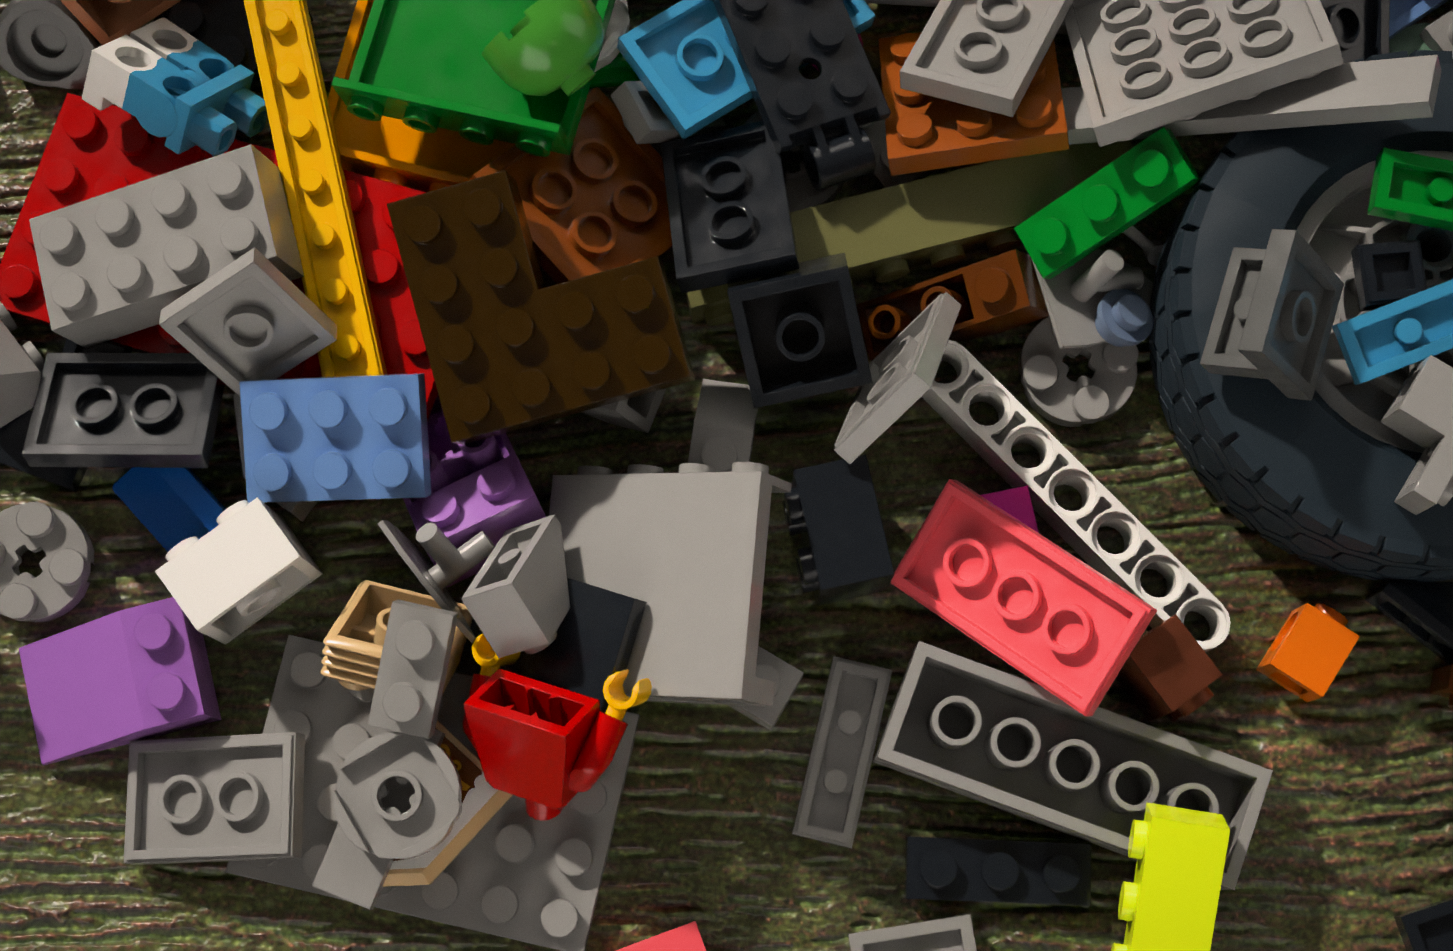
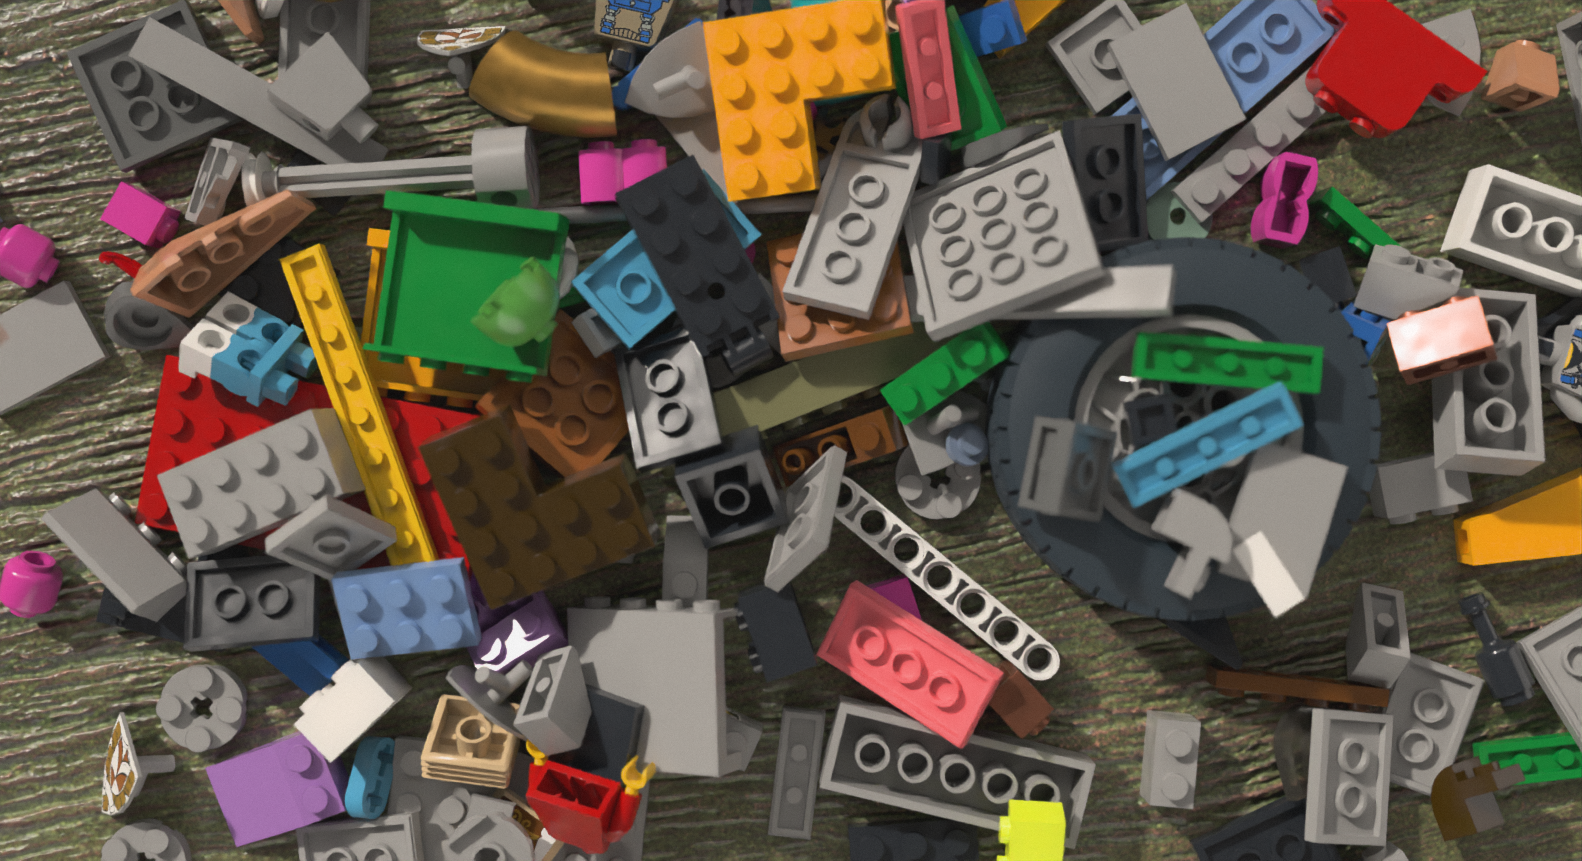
camera: 10 degrees left, 10 degrees up
(246, 681) = (370, 778): none -> dark azure beam
(413, 668) = (486, 773): light grey plate -> none
(1309, 651) = (1118, 666): orange brick -> none
(1376, 788) = (1170, 759): none -> light grey brick

